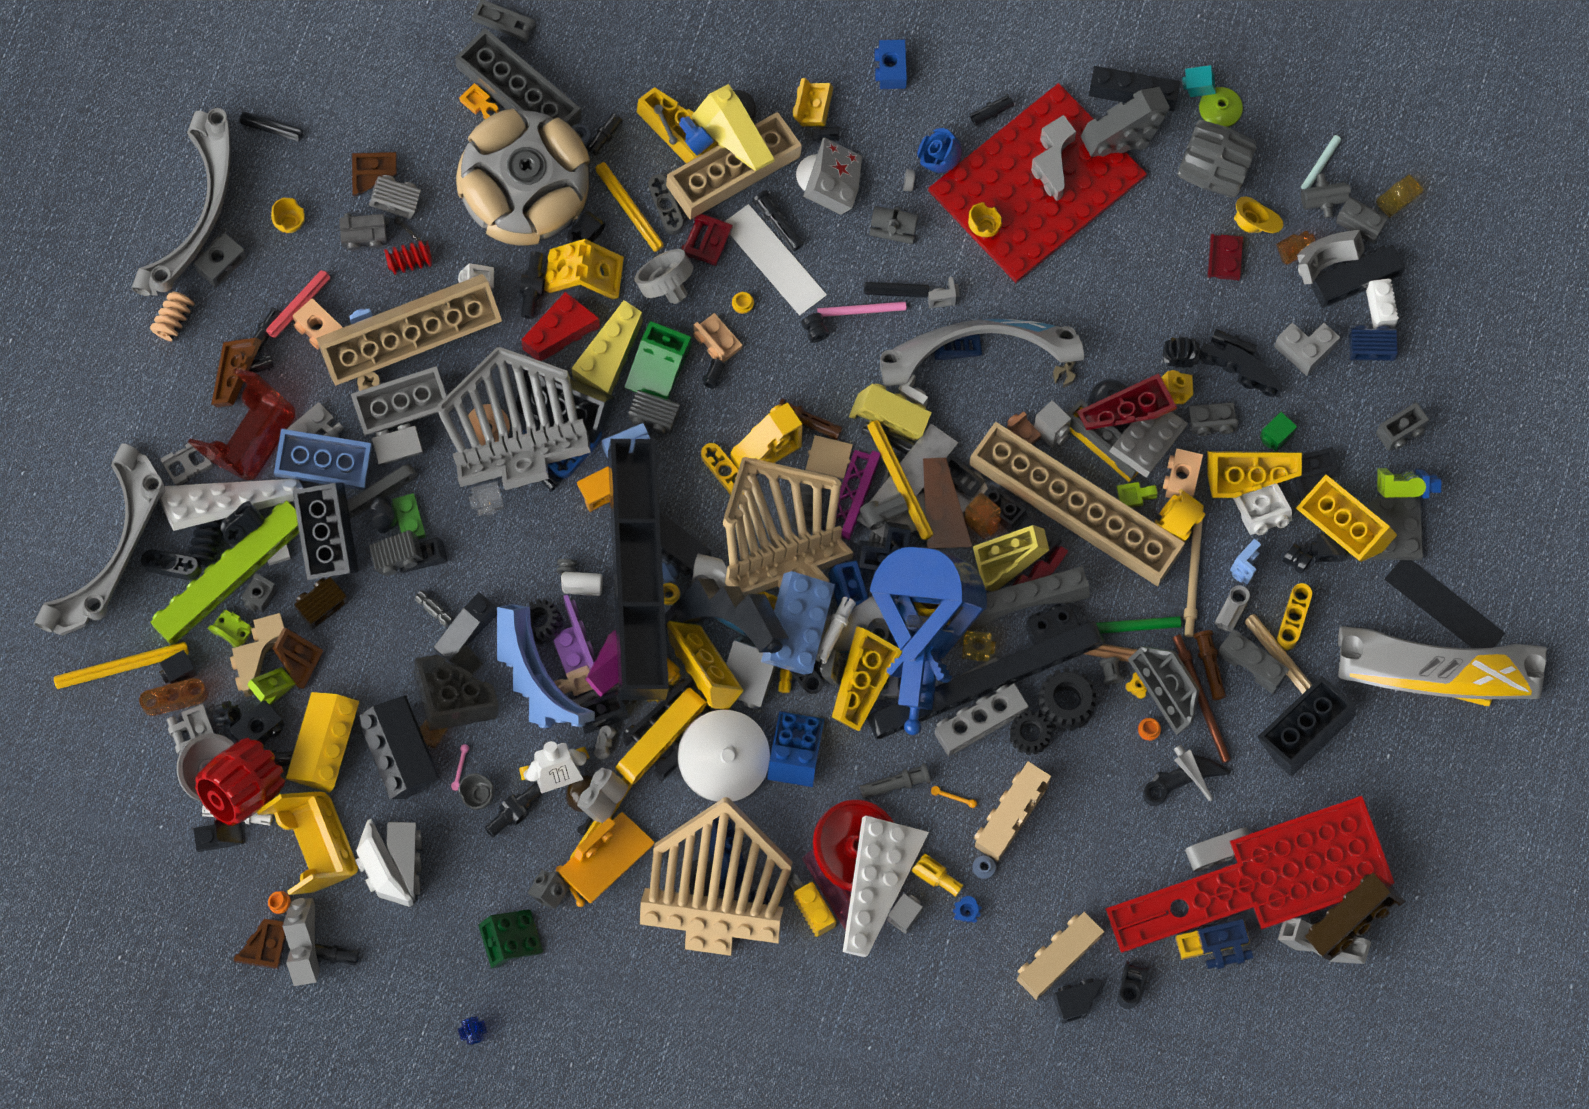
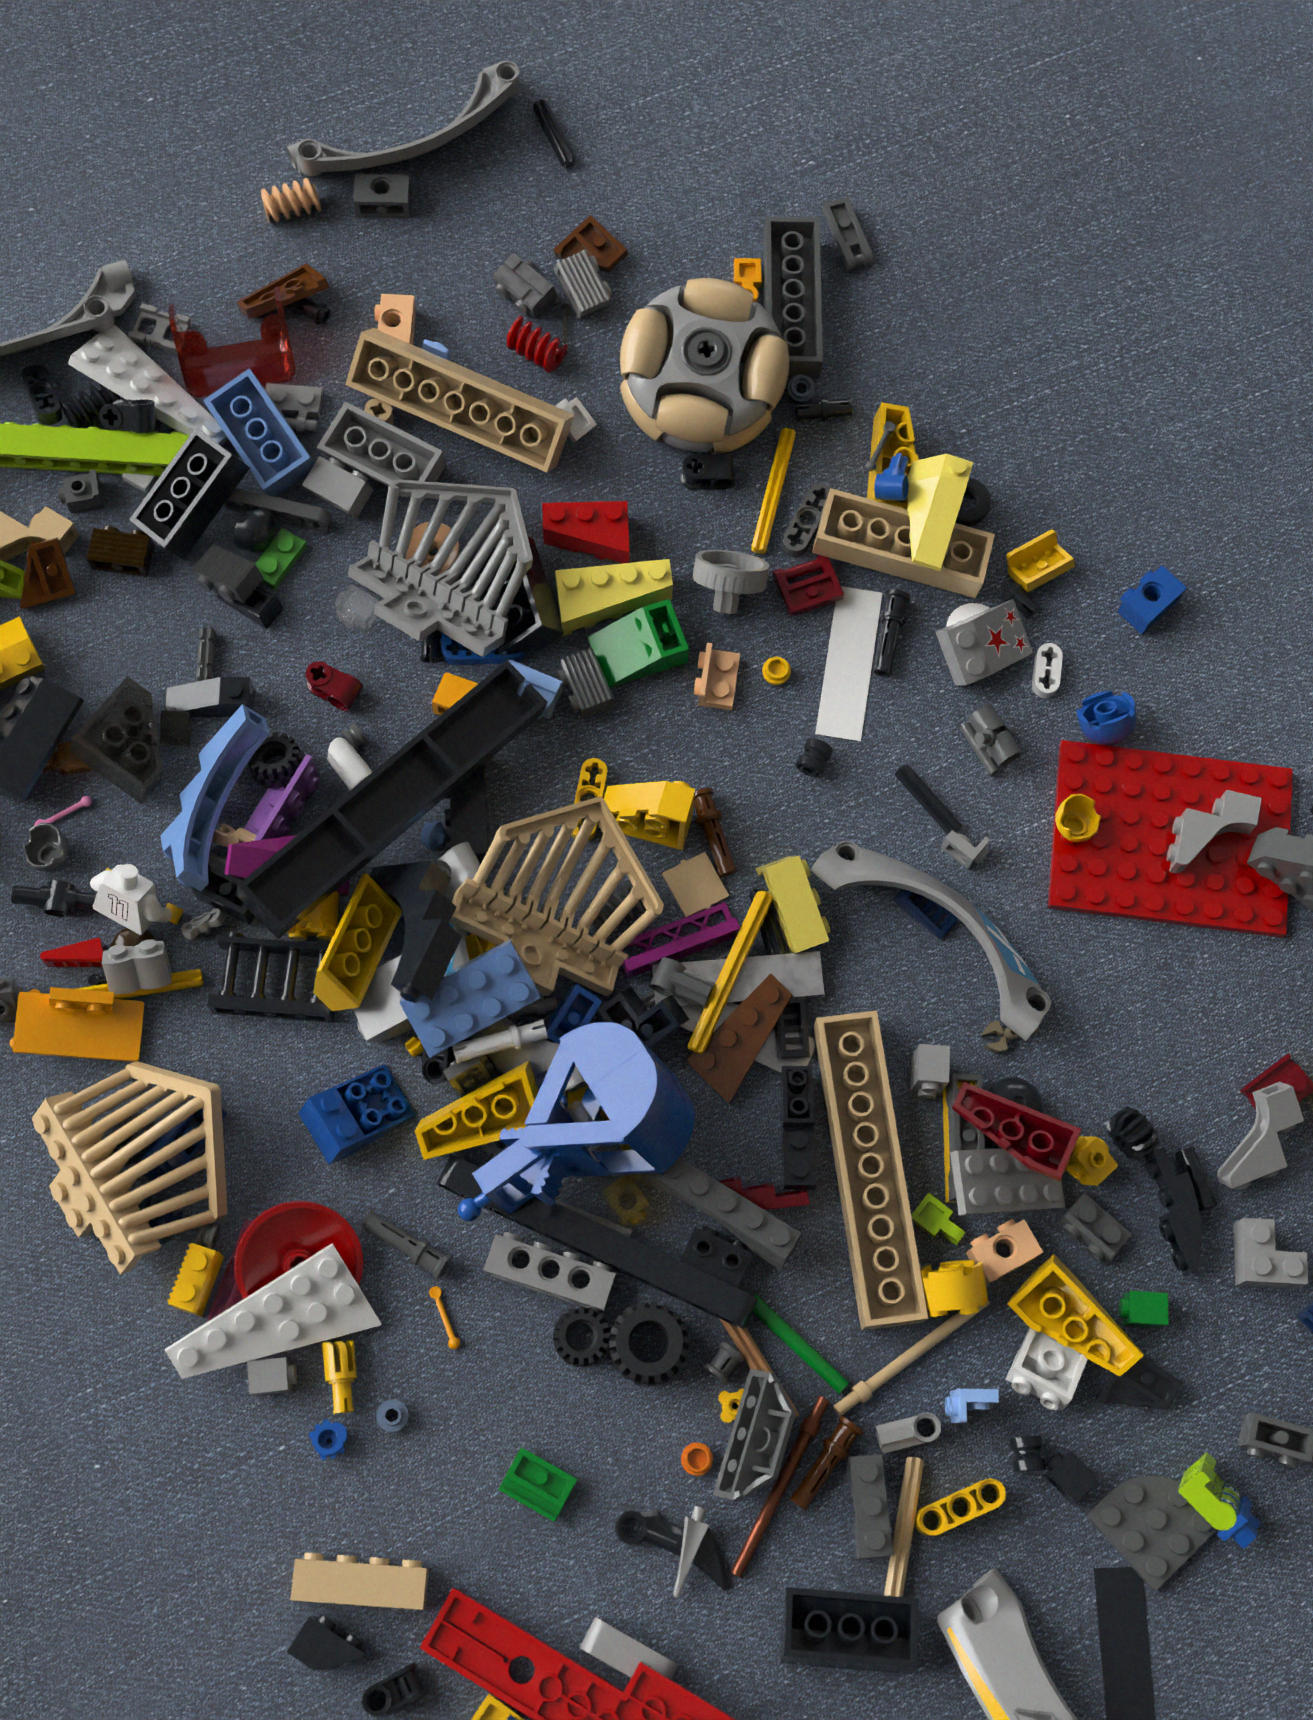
camera: 45 degrees right, 0 degrees up
(231, 628) = (24, 498): lime piece -> none
(261, 332) = (353, 287): black pin -> none
(287, 215) = (478, 212): yellow hair -> none
(299, 301) = (421, 292): coral axle -> none
(526, 551) = (337, 687): none -> dark red piece
(532, 285) = (611, 471): black pin -> none
(564, 820) = (80, 954): none -> red slope
(583, 268) = (665, 492): yellow bracket -> none
(661, 735) = (245, 970): yellow beam -> none
(670, 587) = (412, 846): yellow plate -> none
(712, 377) = (677, 705): black pin -> none
(723, 755) = (282, 1048): white dish -> none
(862, 309) = (879, 787): bright pink bar -> none
(876, 161) = (1040, 670): none -> white beam
(909, 180) = (1050, 715): light grey tile -> none
(913, 395) = (831, 909): white bracket -> none
(983, 516) = (767, 1085): clear orange brick -> none
(991, 110) = (1200, 730): black pin -> none
(1009, 555) = (746, 1148): light yellow wedge -> none
(1012, 812) = (473, 1393): tan wedge -> none
(1023, 428) = (899, 1046): nougat bracket -> none
(1089, 821) = (537, 1484): none -> green plate
(1249, 295) = (1261, 1151): none -> light grey arch
(1346, 520) = (1114, 1471): yellow slope -> none

